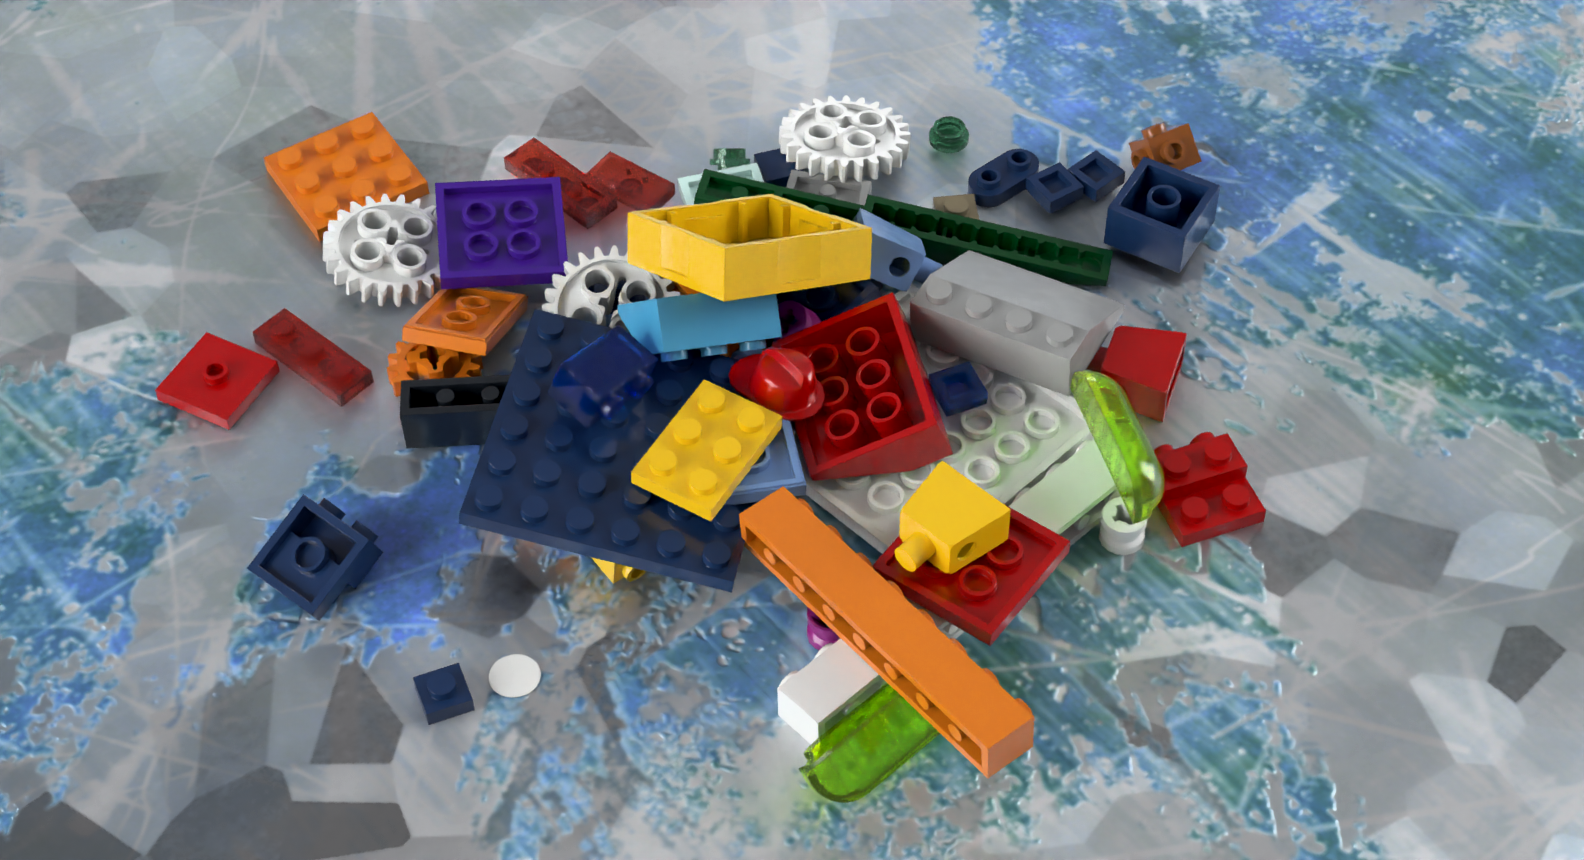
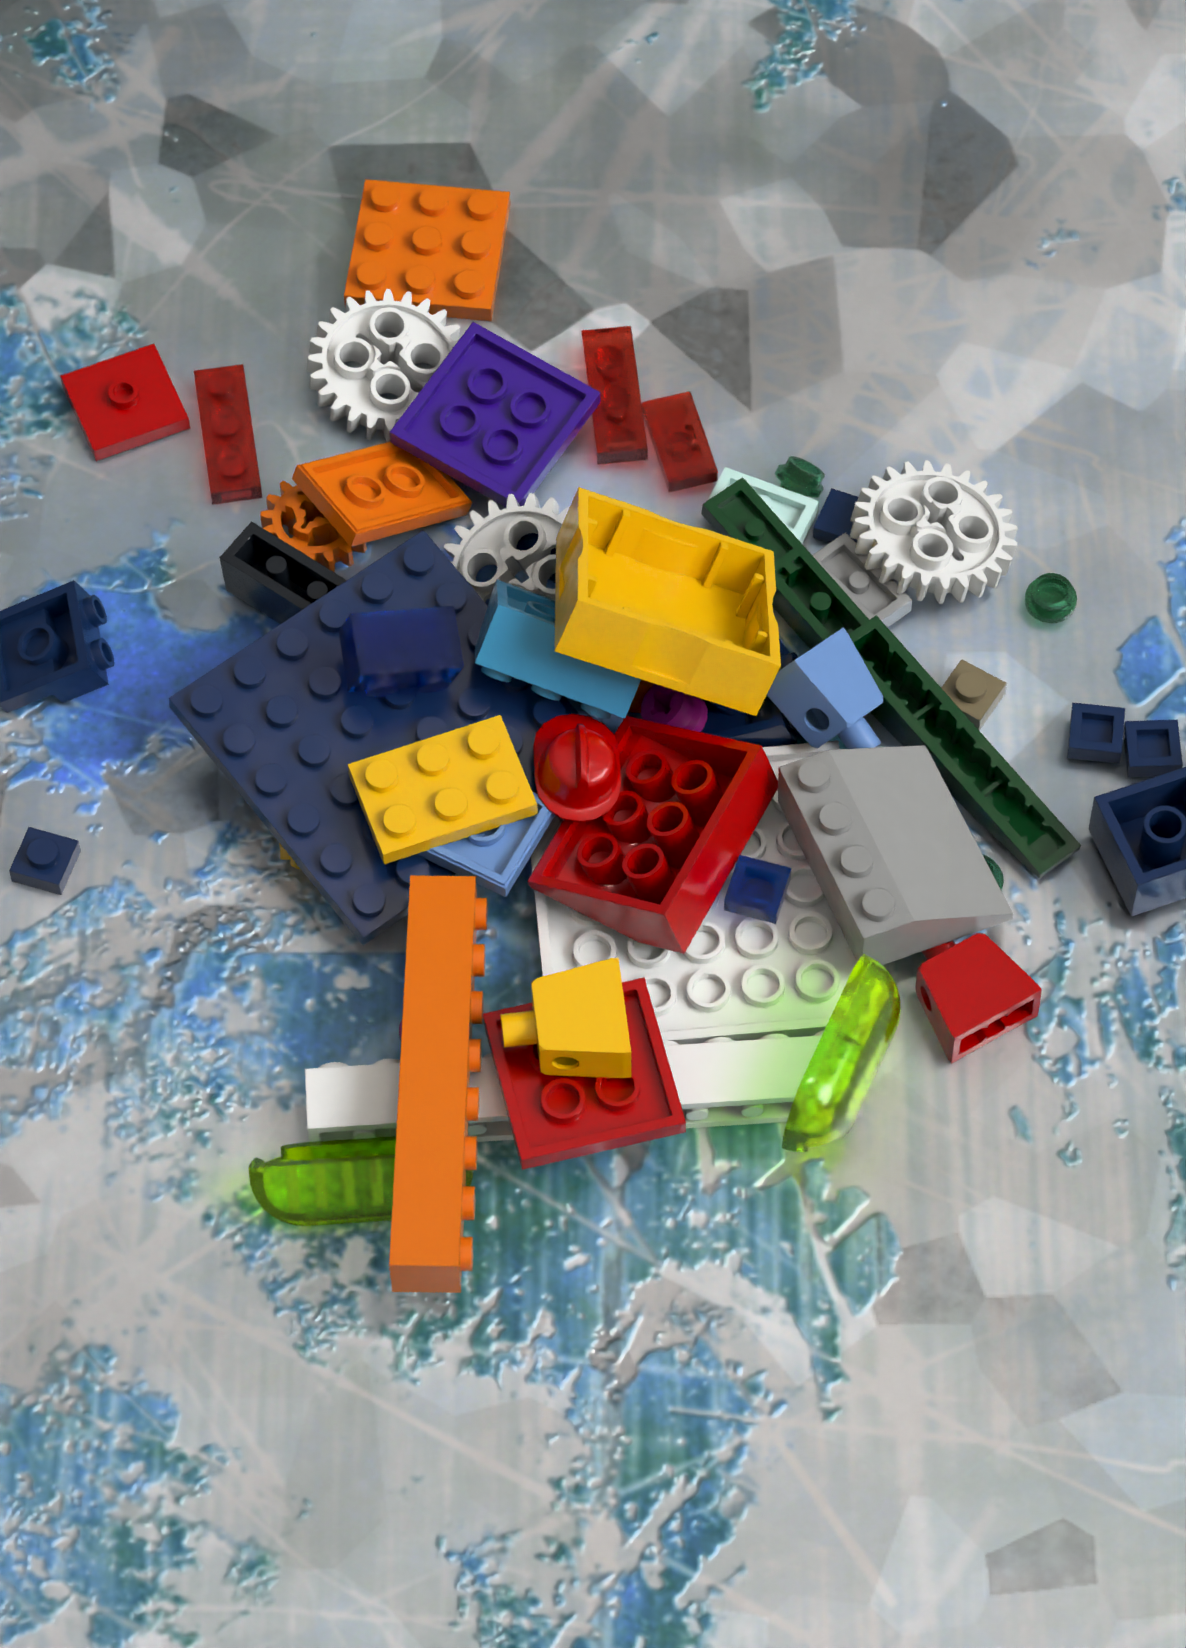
camera: 40 degrees right, 10 degrees up
(514, 675) = (122, 887): white sticker -> none
(1002, 177) = (1061, 683): dark blue plate -> none
(1116, 534) = (779, 1160): white wheel -> none
(1206, 489) = (907, 1161): red plate -> none

